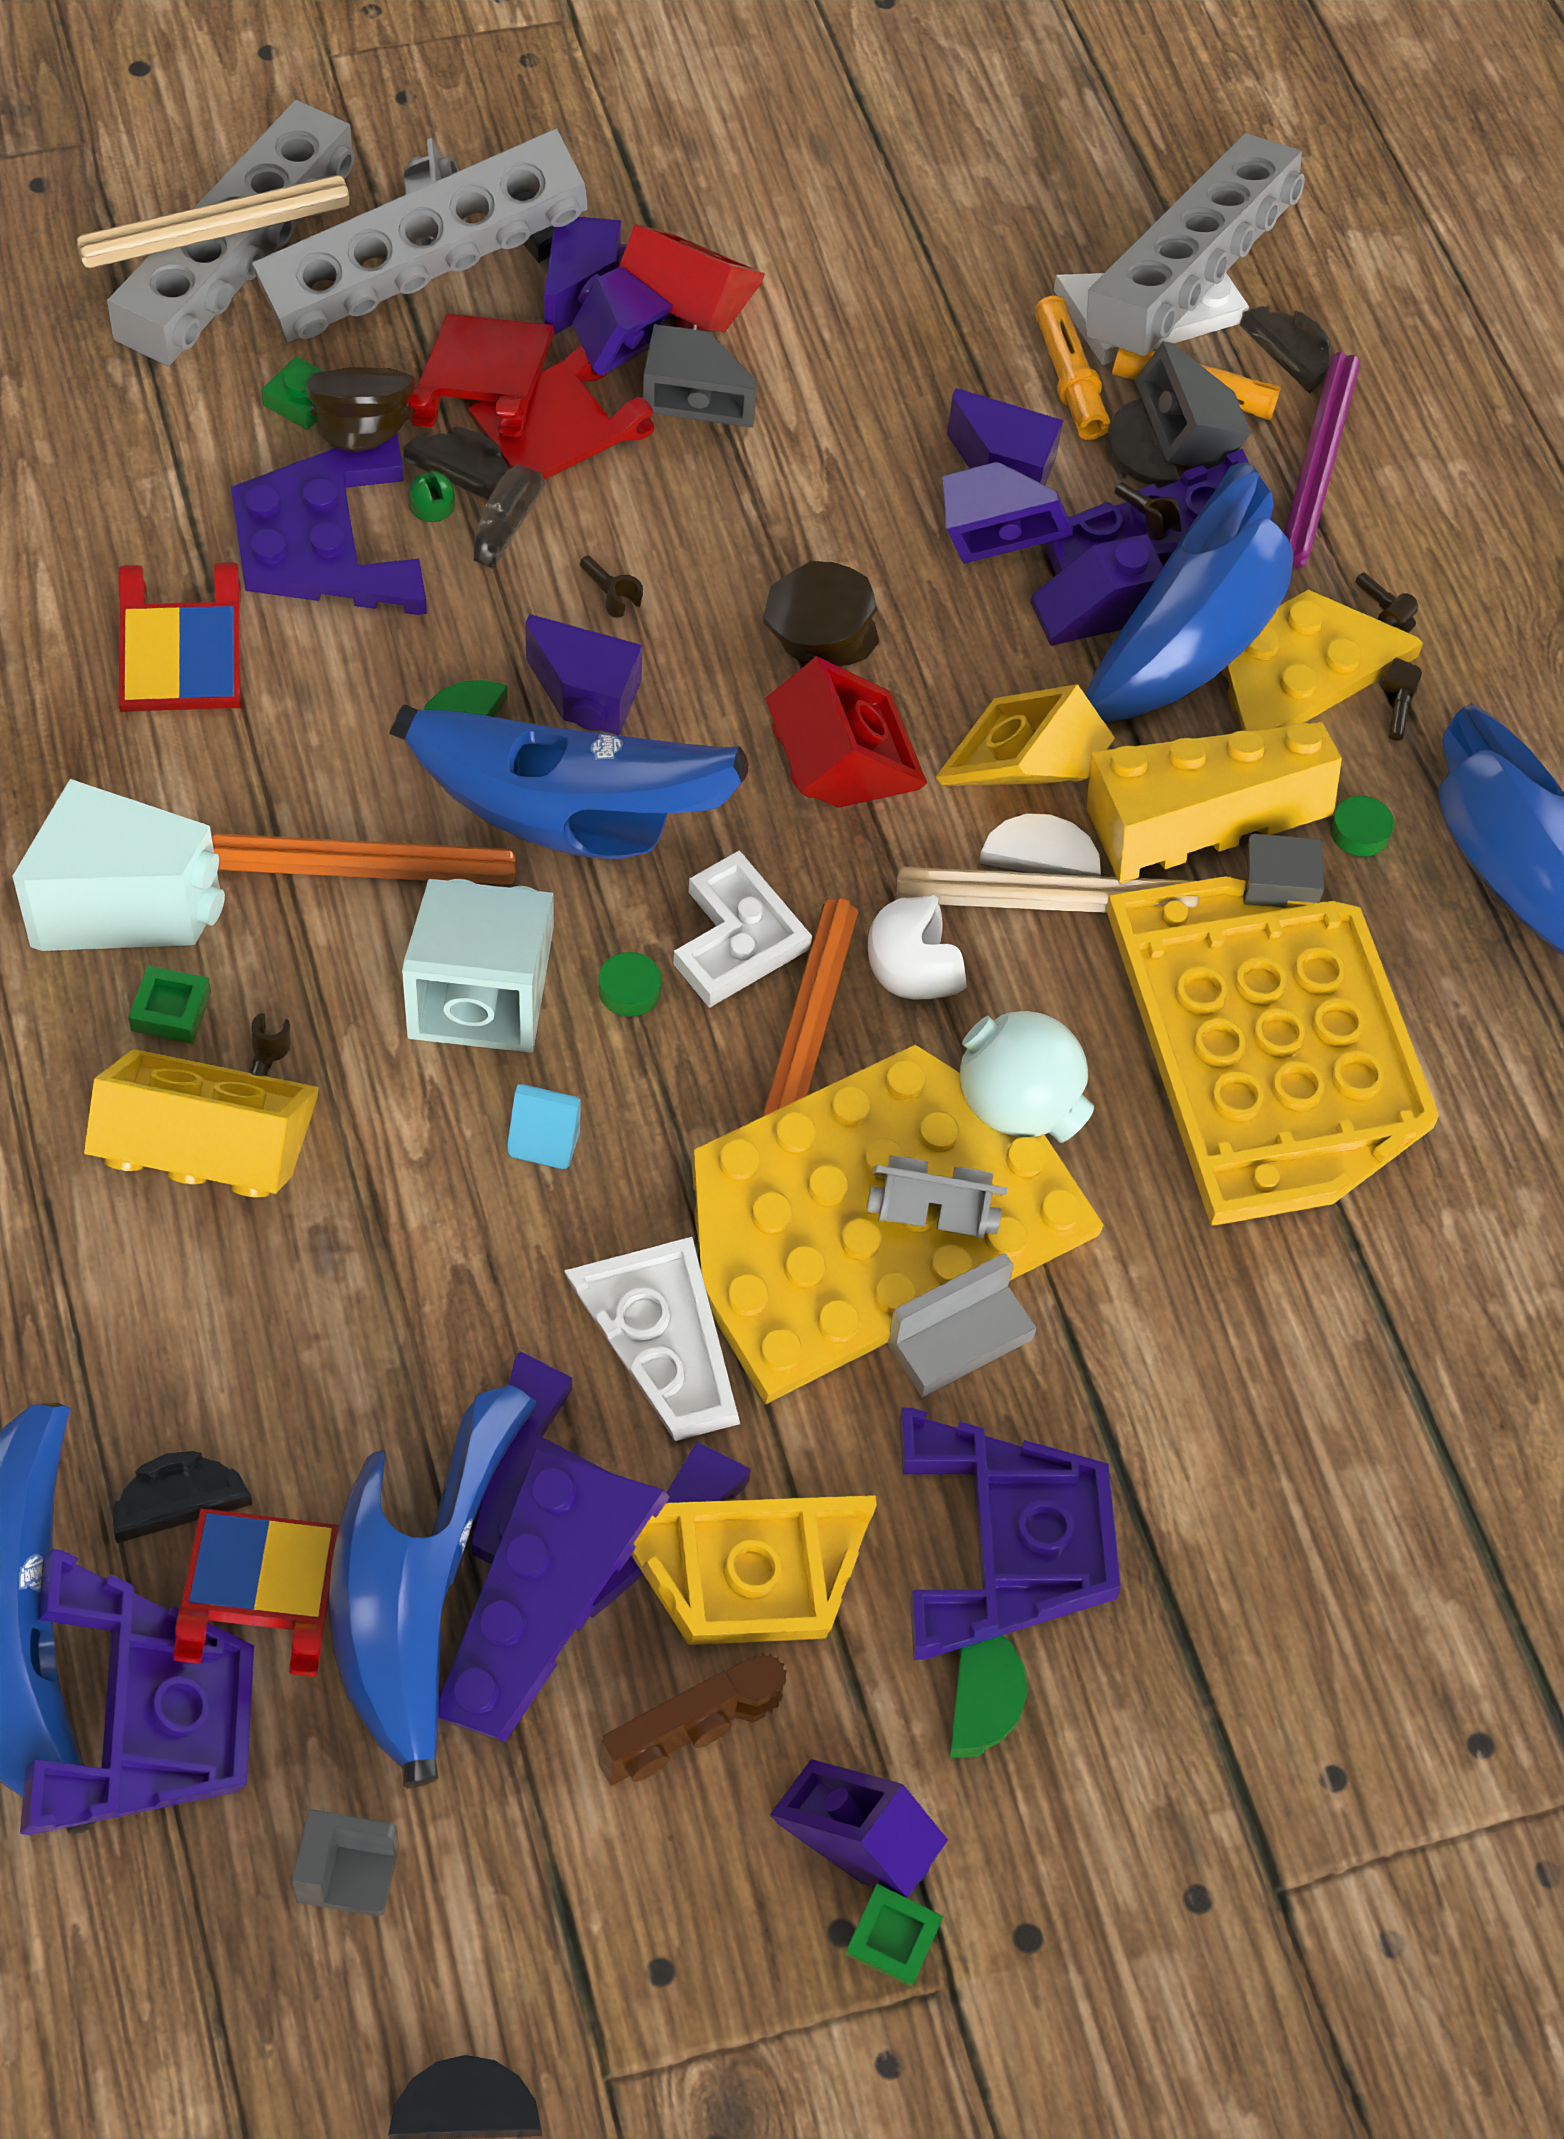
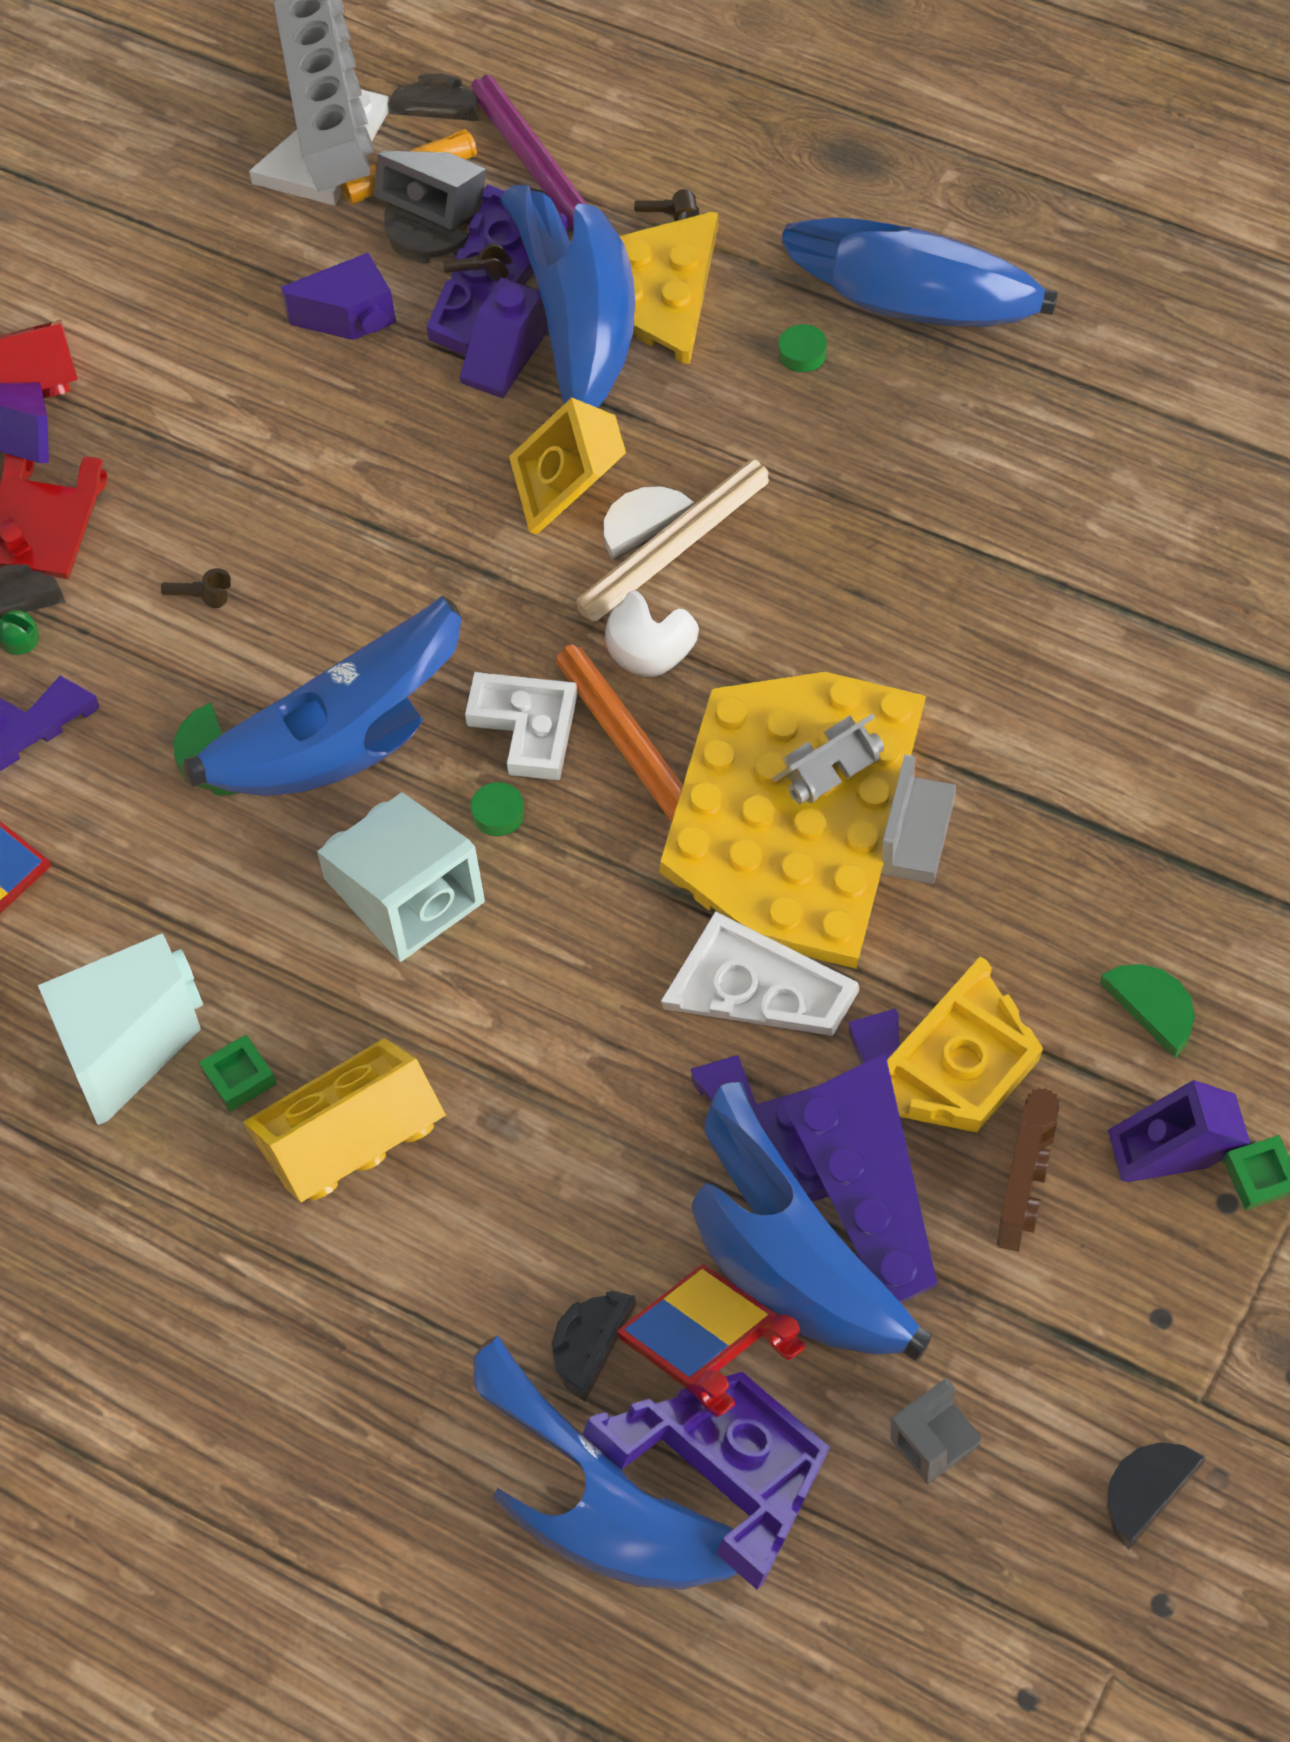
camera: 35 degrees left, 0 degrees up
(268, 1047) = (325, 1044): dark brown hand -> none
(364, 859) = (258, 874): orange axle -> none
(506, 512) = (84, 601): clear smoke tile -> none
(544, 1126) = (550, 933): medium azure slope -> none
(584, 672) = (250, 653): dark purple slope -> none
(697, 378) = (104, 415): dark grey slope -> none
(823, 613) = (354, 491): dark brown hat -> none
(843, 736) = (453, 555): red slope -> none
(1000, 512) = (393, 338): dark purple slope -> none
(1026, 1076) = (795, 648): light aqua brick -> none
(1040, 1534) = (1084, 889): dark purple wing -> none
(1078, 383) = (340, 226): light orange pin -> none
(1208, 791) = (703, 402): yellow wedge -> none
(1271, 1044) = (894, 512): yellow plate -> none
(1283, 870) = (803, 411): dark grey panel -> none
(1402, 681) = (732, 244): dark brown hand -> none

